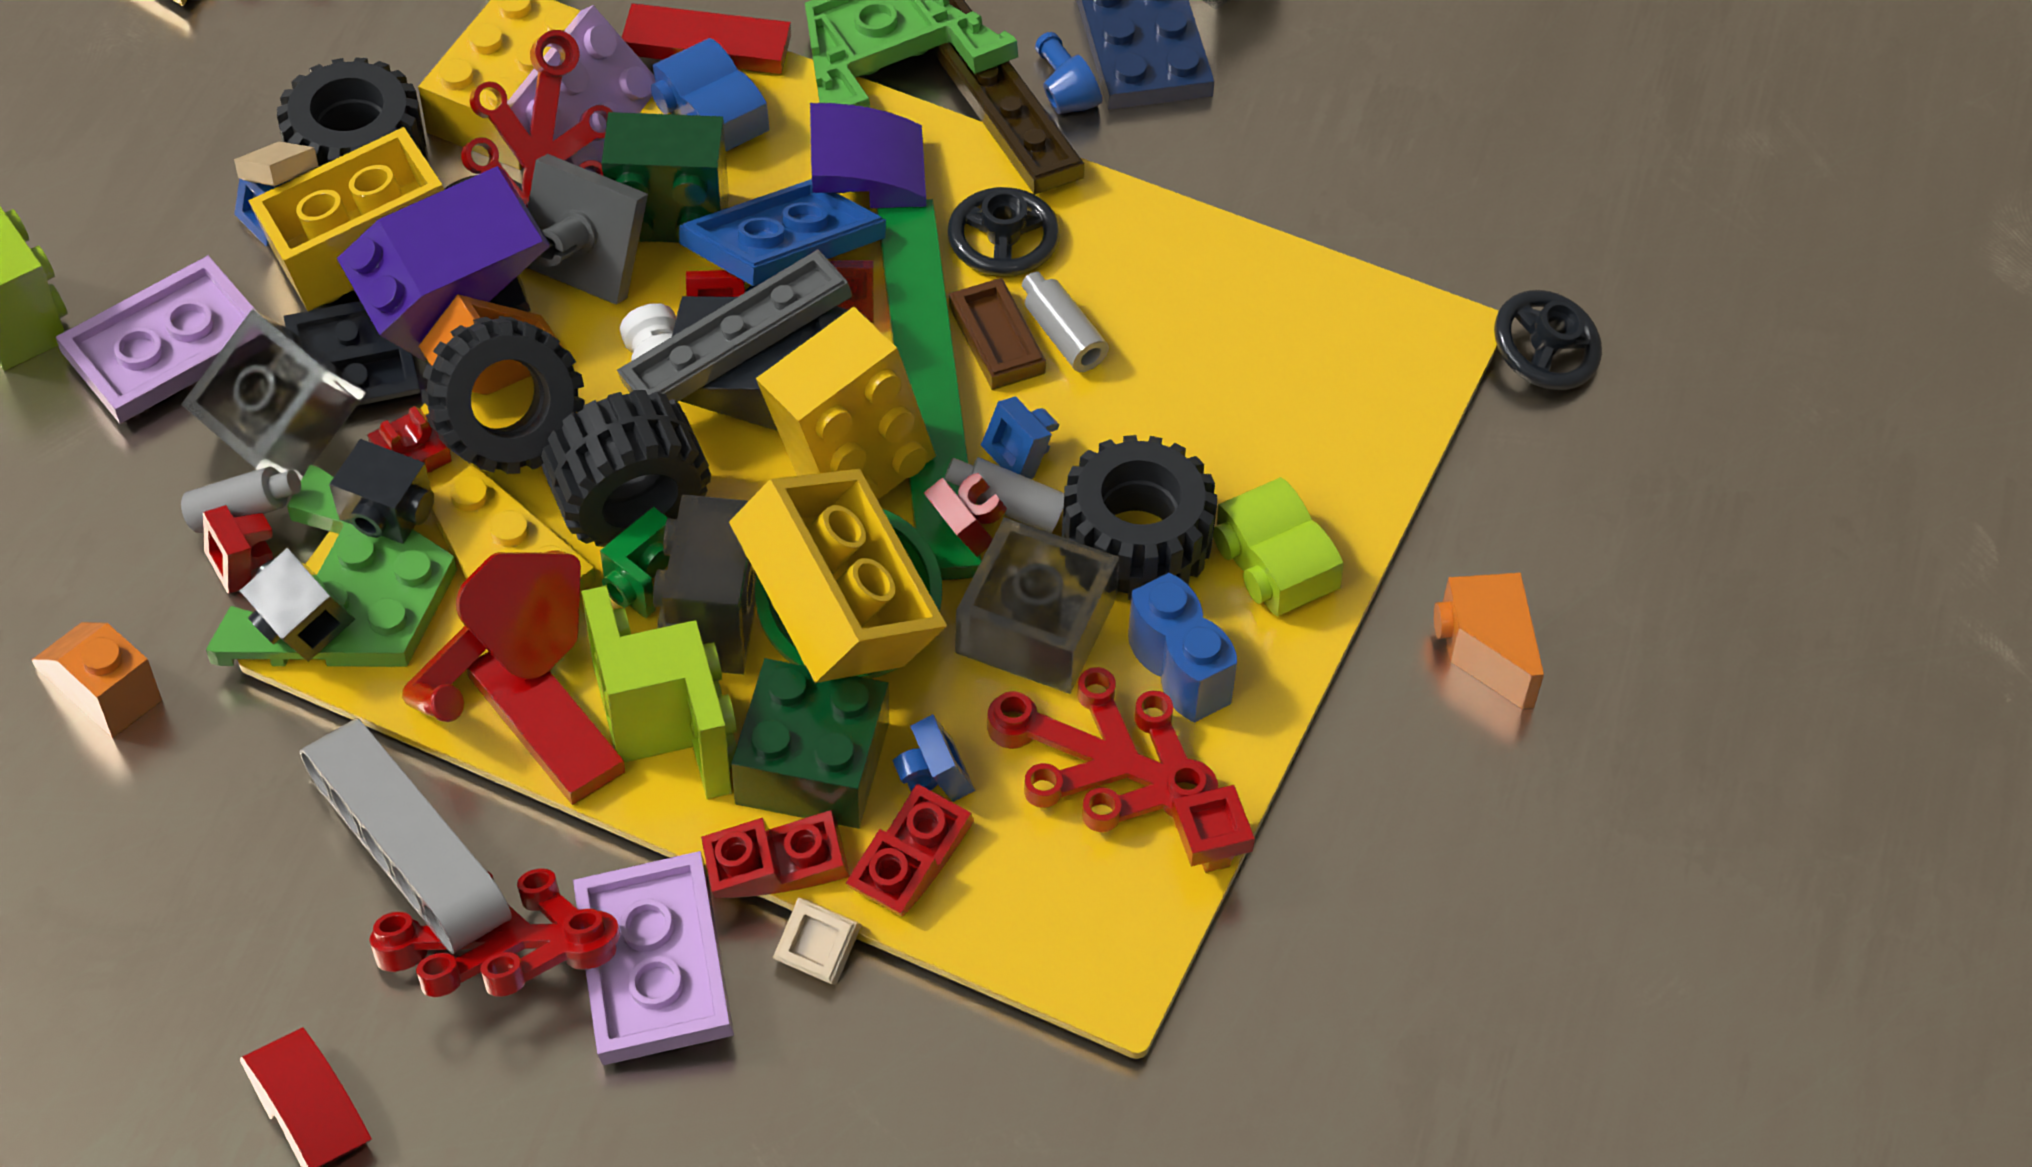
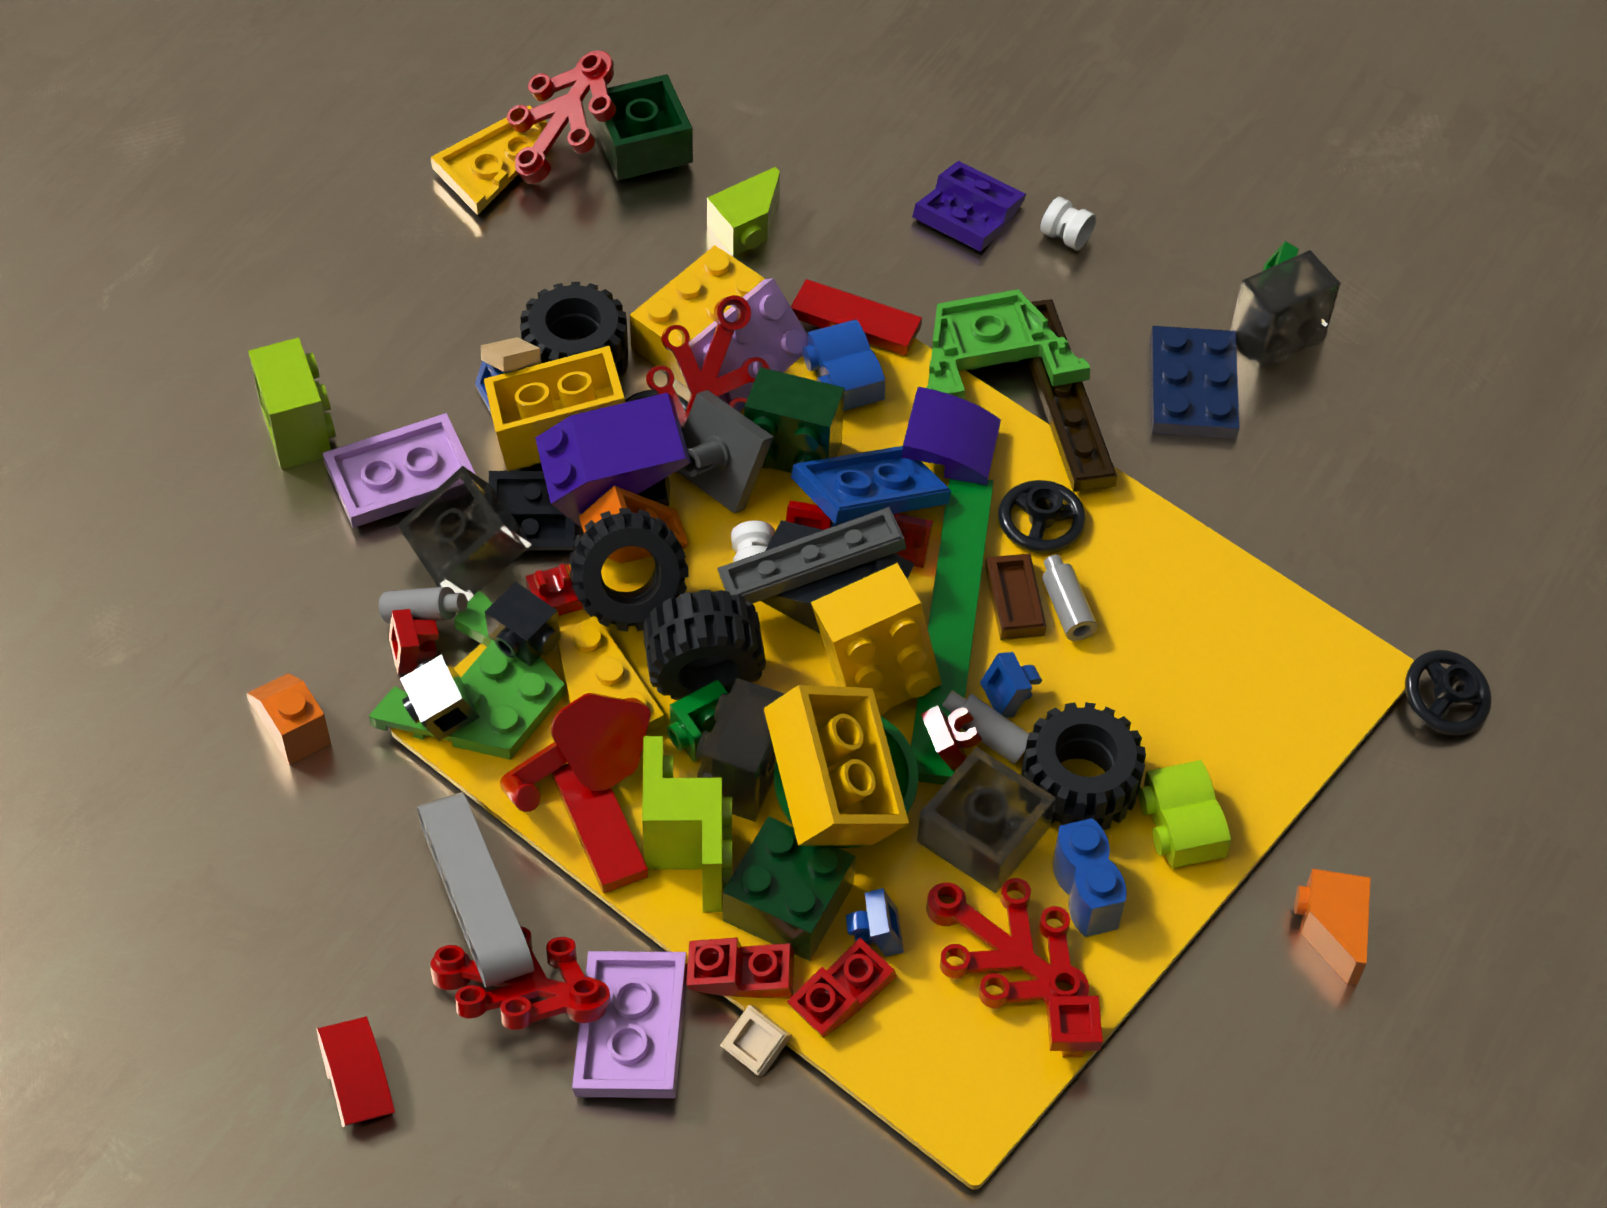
camera: 15 degrees right, 0 degrees up
(1072, 83) = (1126, 408): blue bar -> none

